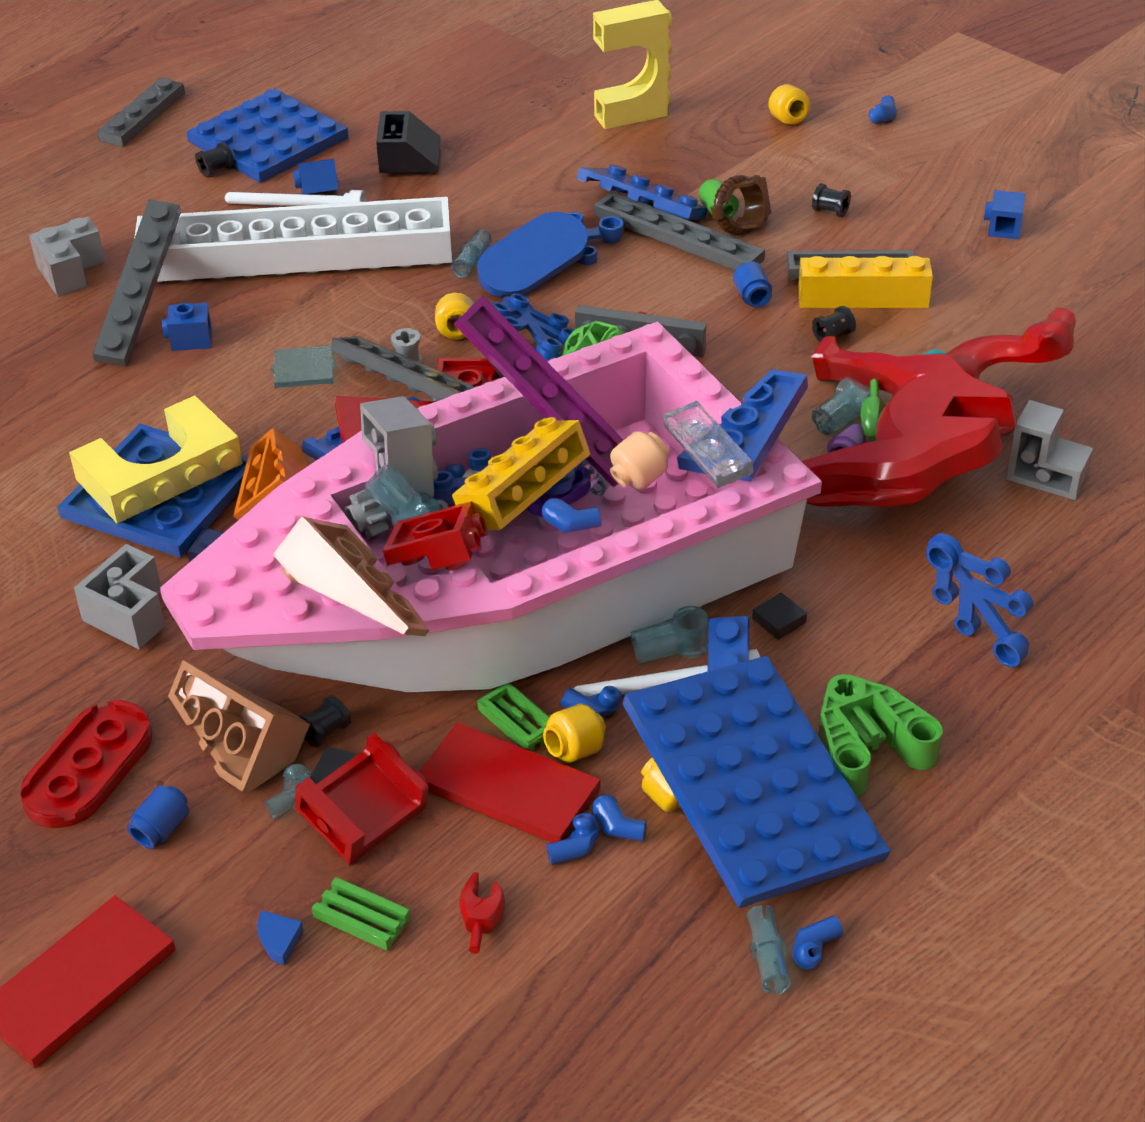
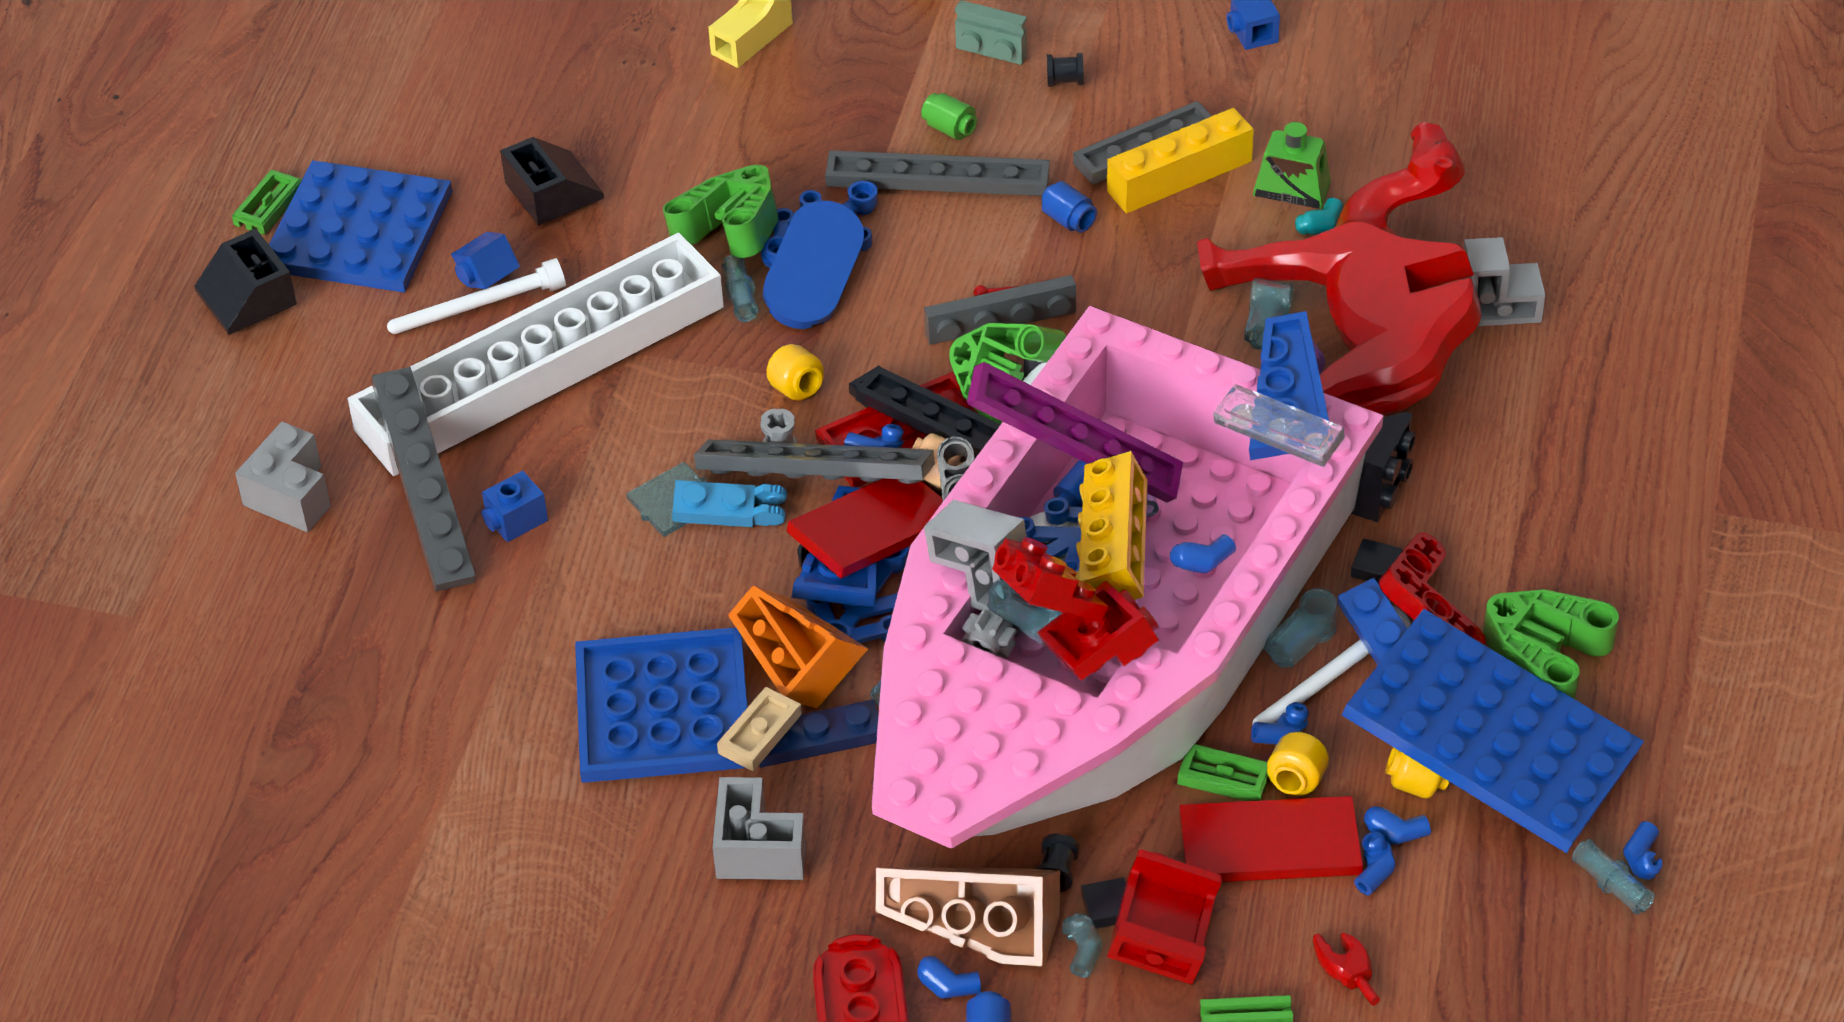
camera: 30 degrees left, 5 degrees up
(131, 488) = (654, 717): light yellow arch -> none
(141, 112) = (171, 254): dark grey plate -> none
(160, 138) = (245, 283): none -> black slope
(163, 770) = (944, 981): none -> blue arm
(192, 527) = (759, 728): none -> tan plate
(214, 159) = (333, 285): black bush -> none
(215, 105) = (273, 204): none -> bright green tile
(327, 378) = (728, 504): none -> dark azure hinge
(341, 567) = (1039, 706): wedge -> none
(403, 475) = (1046, 579): none -> red plate
(477, 377) = (890, 438): none -> blue arm
(503, 201) = (738, 200): none -> bright green connector
(523, 315) = (893, 346): blue plant -> none
(639, 460) = (1221, 468): light nougat head -> none
(640, 190) = (863, 137): blue wing -> none
(756, 204) = (996, 111): reddish brown piece -> none
(774, 630) = (1407, 586): none -> red beam
(794, 158) = (991, 32): none -> sand green plate
(832, 538) = (1385, 466): none -> black slope
(840, 327) = (1185, 222): black bush -> none
(871, 410) = (1305, 302): bright green hand -> none
(946, 313) = (1294, 168): none -> bright green torso
(950, 559) = (1522, 438): blue plant -> none

